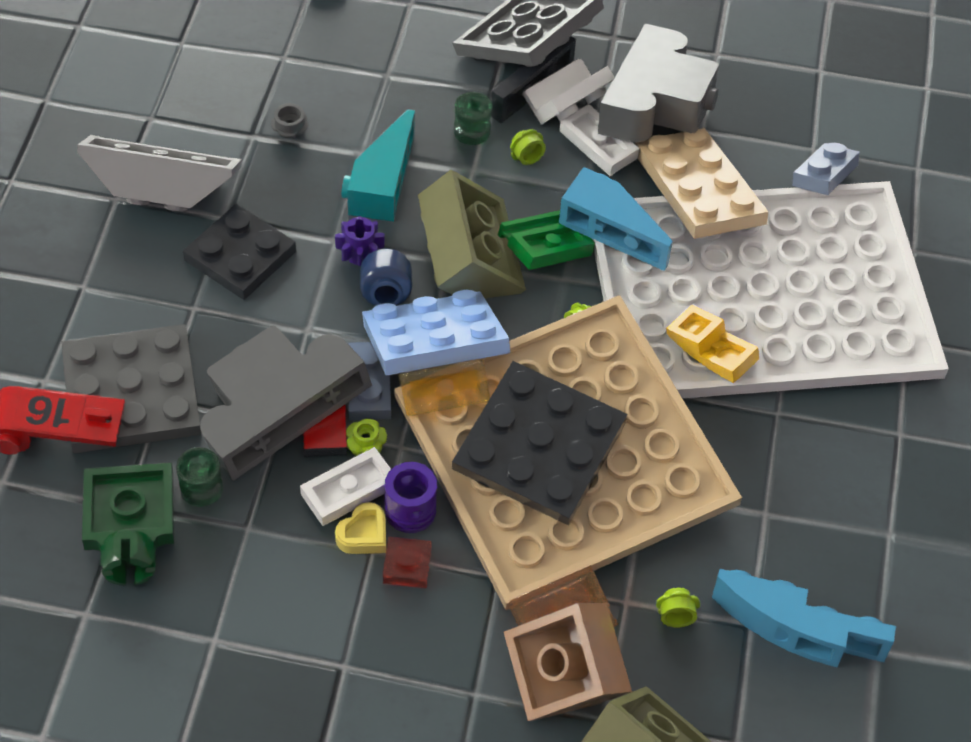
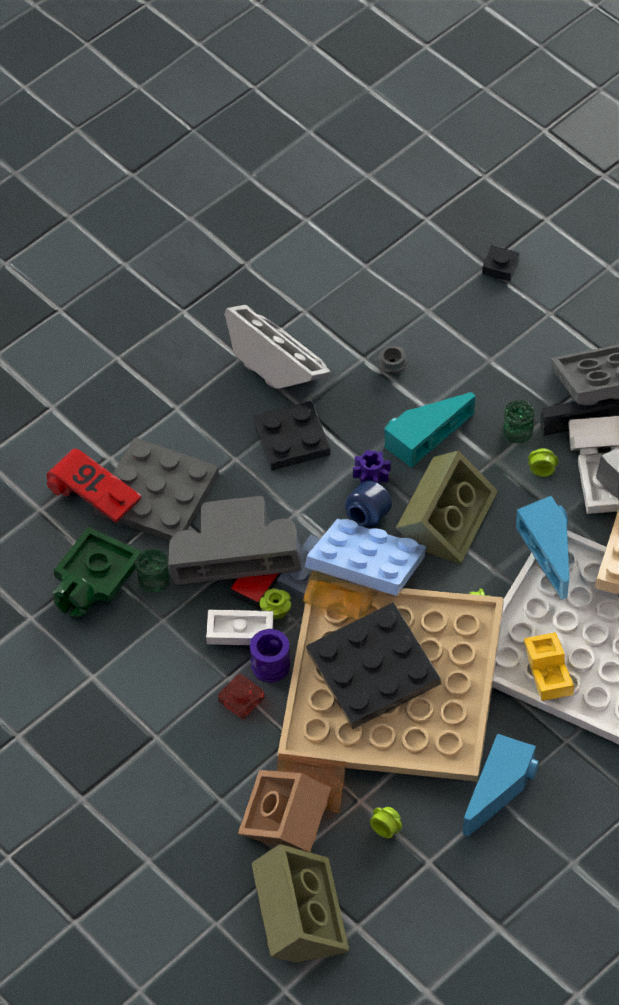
camera: 40 degrees right, 0 degrees up
(363, 531) = (229, 661): light yellow tile -> none
(543, 241) = (495, 535): green plate -> none
(759, 475) = (501, 780): none -> dark azure slope
(781, 616) = (450, 869): dark azure slope -> none

